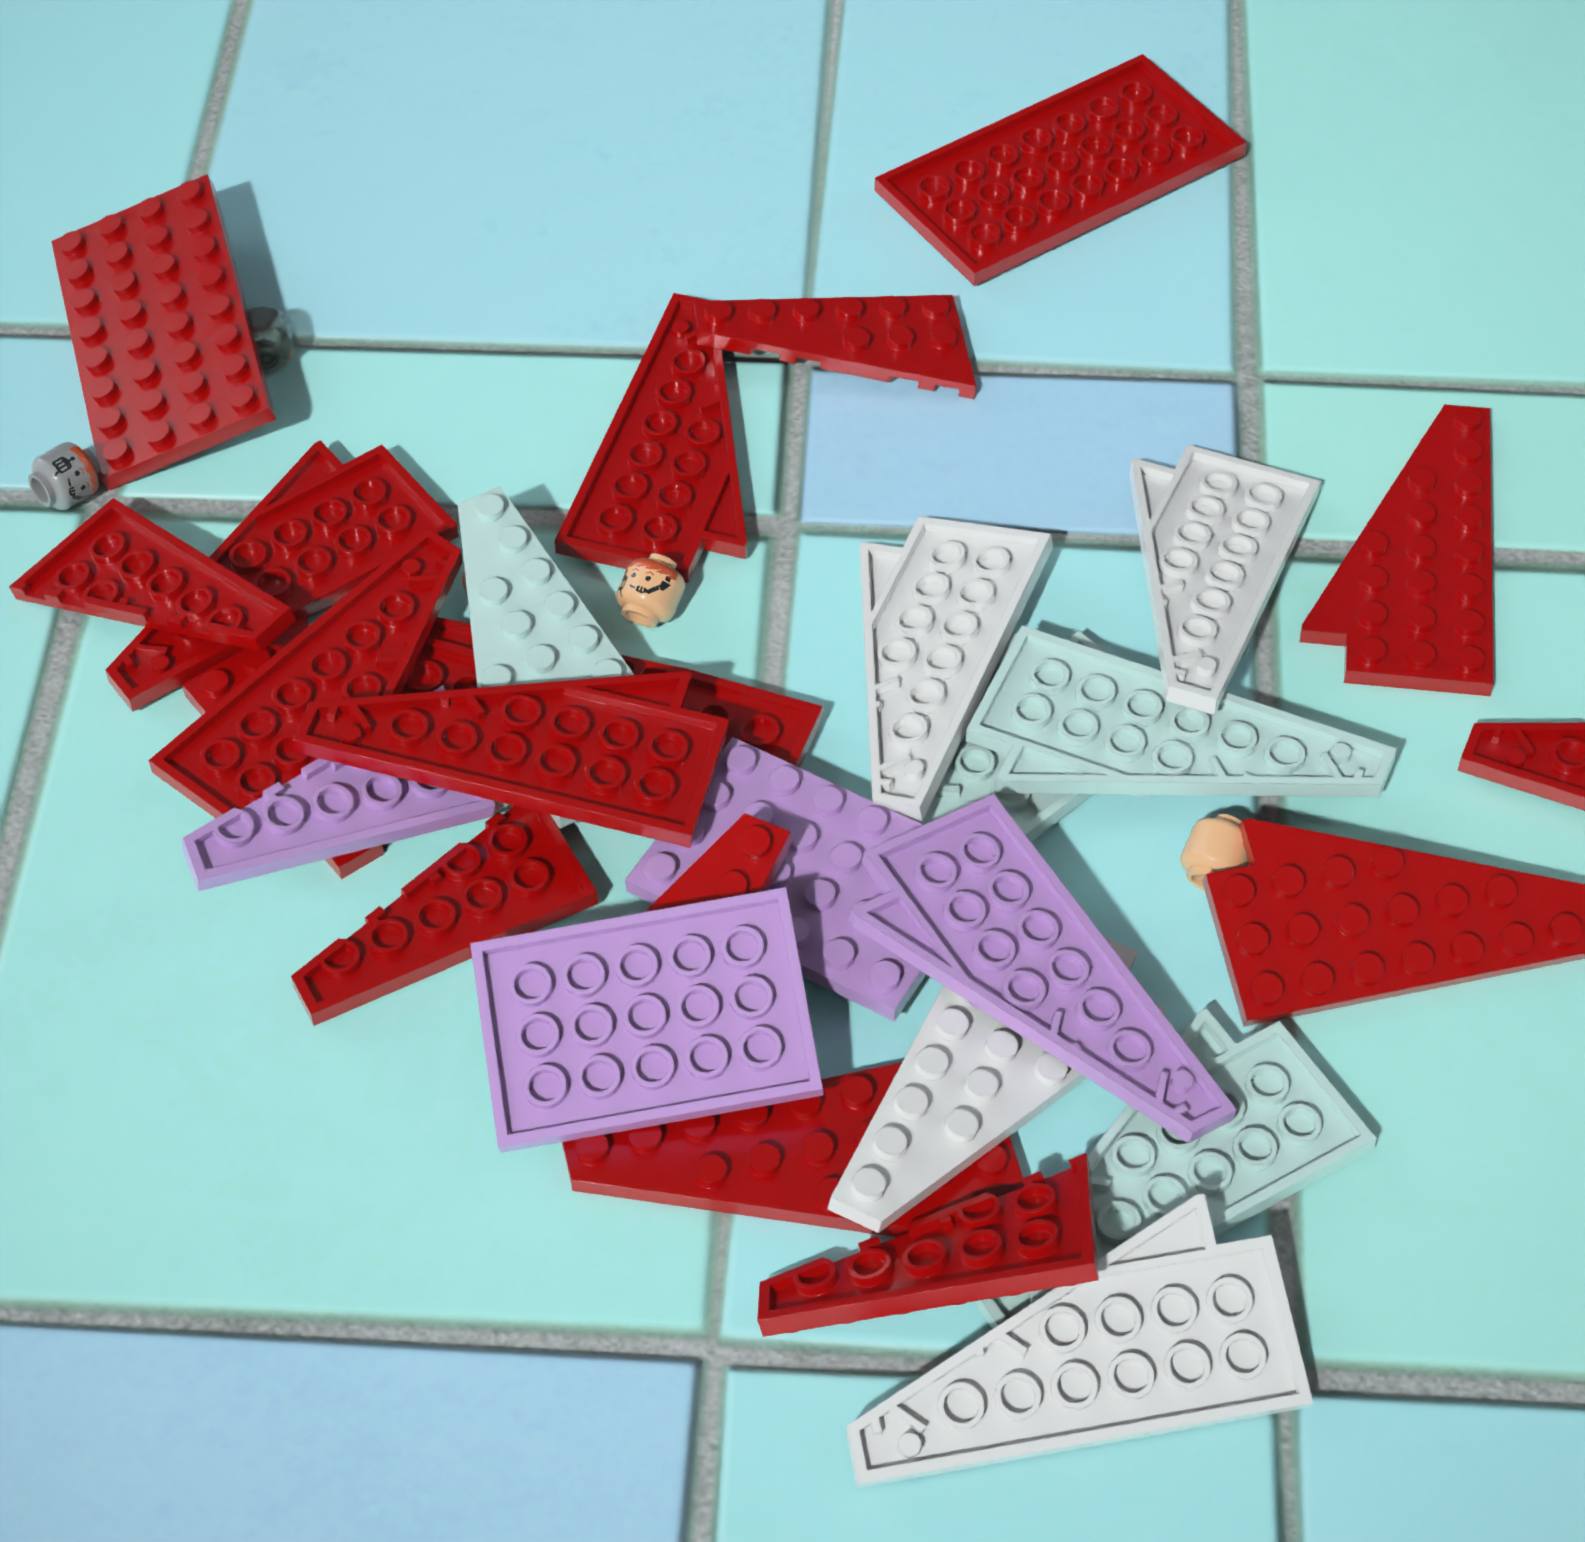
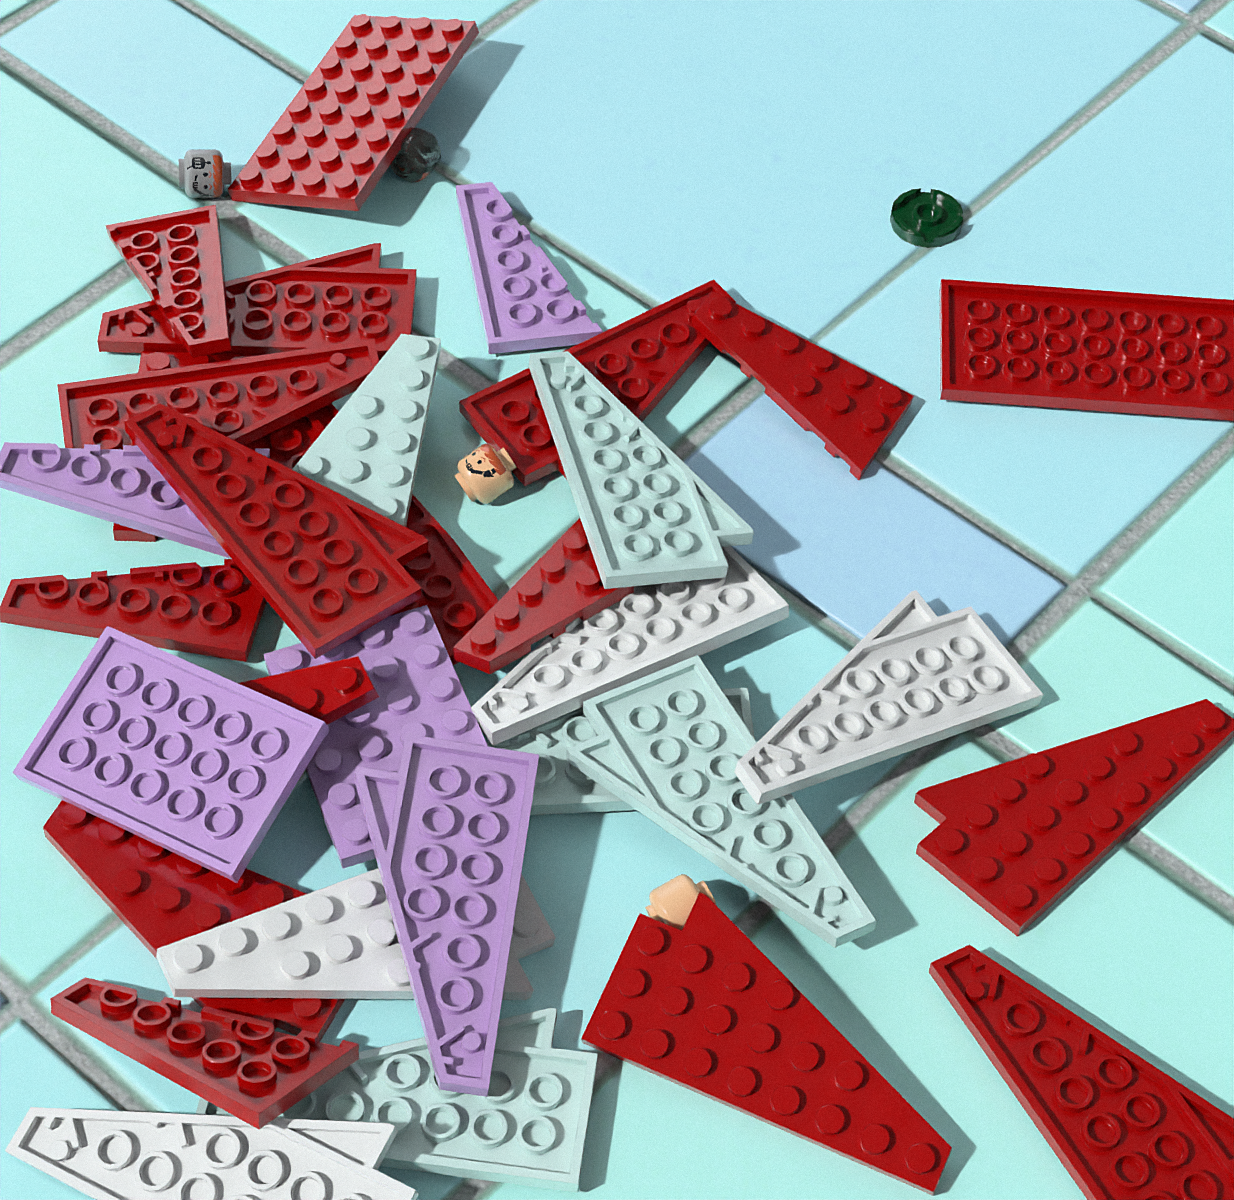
camera: 35 degrees right, 0 degrees up
(481, 401) = (516, 284): none -> lavender wing
(797, 133) = (926, 218): none -> dark green tile
(837, 633) = (540, 604): none -> red wing
(838, 525) = (634, 495): none -> light aqua wing

